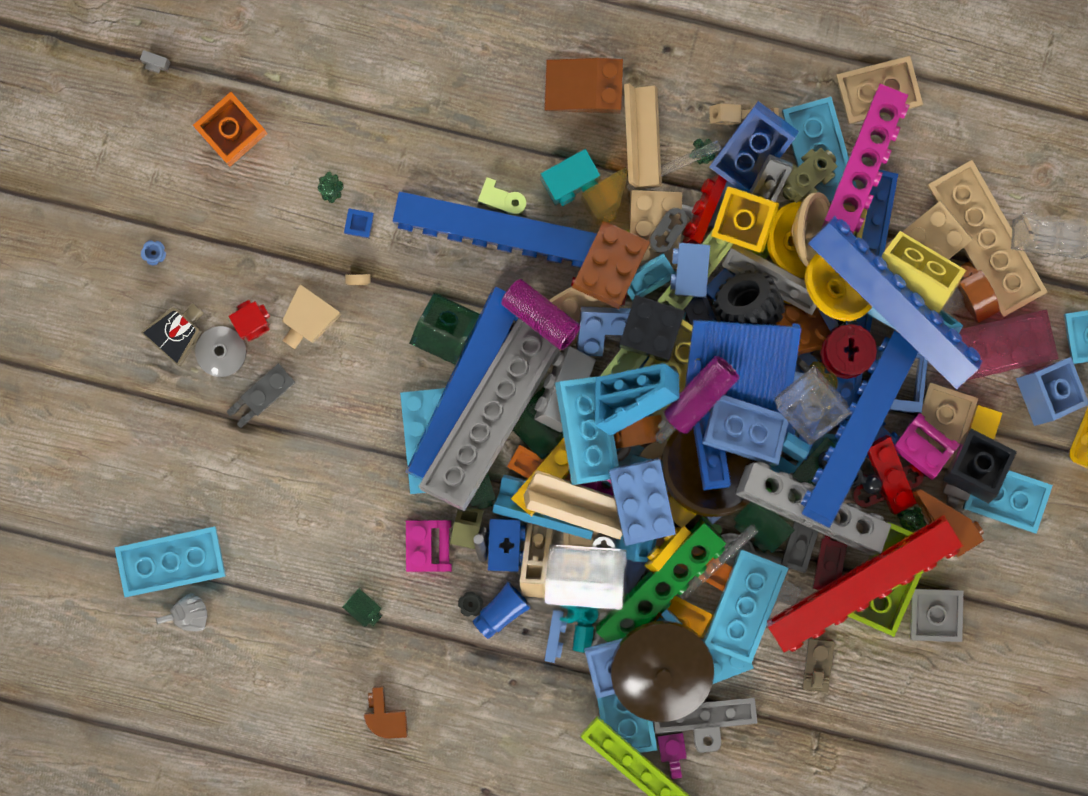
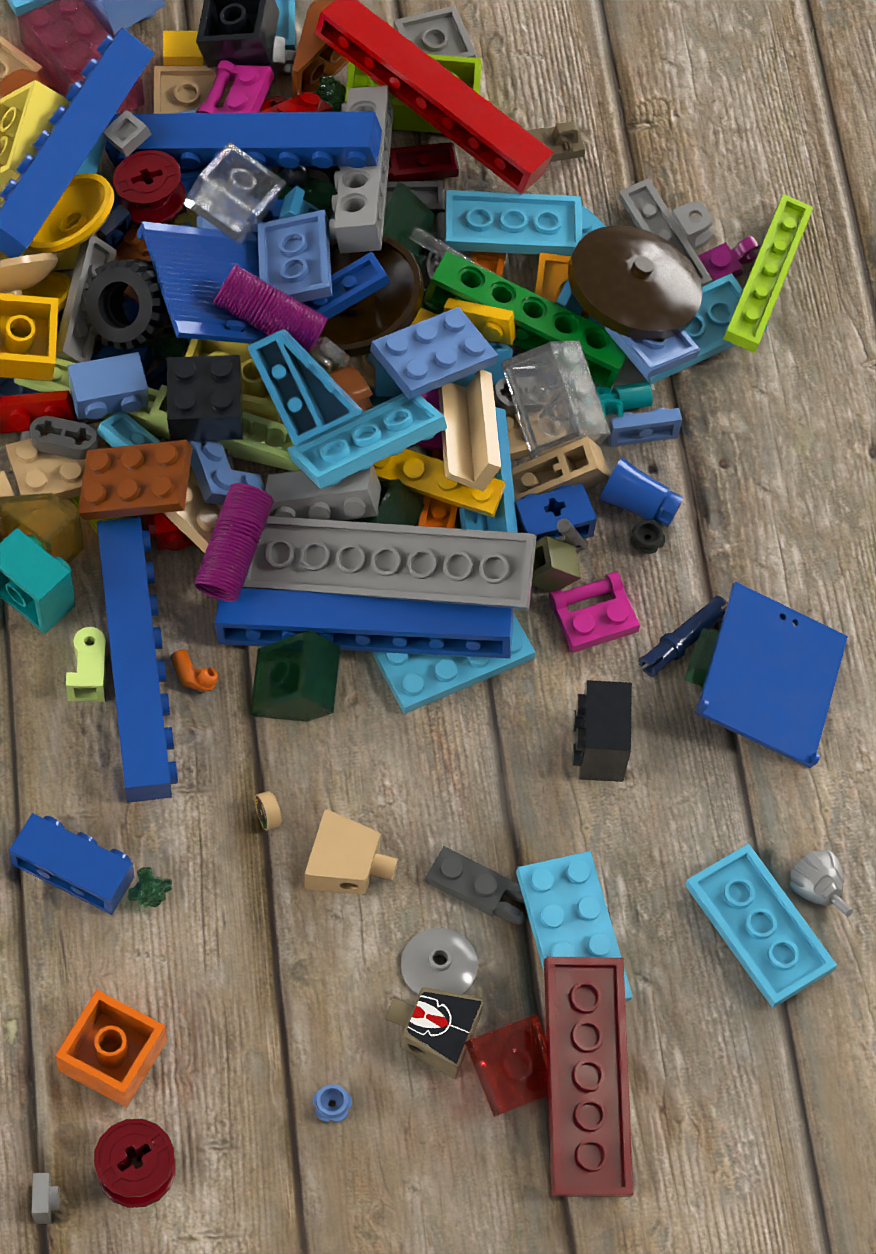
camera: 110 degrees left, 25 degrees down
(108, 411) = (588, 1077): none -> dark red plate
(132, 369) = (511, 1064): none -> clear red plate
(143, 116) = (126, 1184): none -> dark red piece
(205, 440) = (568, 910): none -> medium azure plate
(250, 320) = (380, 931): red brick -> none
(330, 512) = (603, 731): none -> black brick
(335, 642) = (772, 676): none -> blue door
(359, 223) = (188, 836): blue plate -> none
(365, 145) = (72, 862): none -> blue brick
(382, 722) = (843, 589): dark orange brick -> none
(387, 598) = (673, 645): none -> dark blue pin
(472, 263) = (191, 677): none -> orange arm
(893, 347) = (126, 133): none -> light grey plate

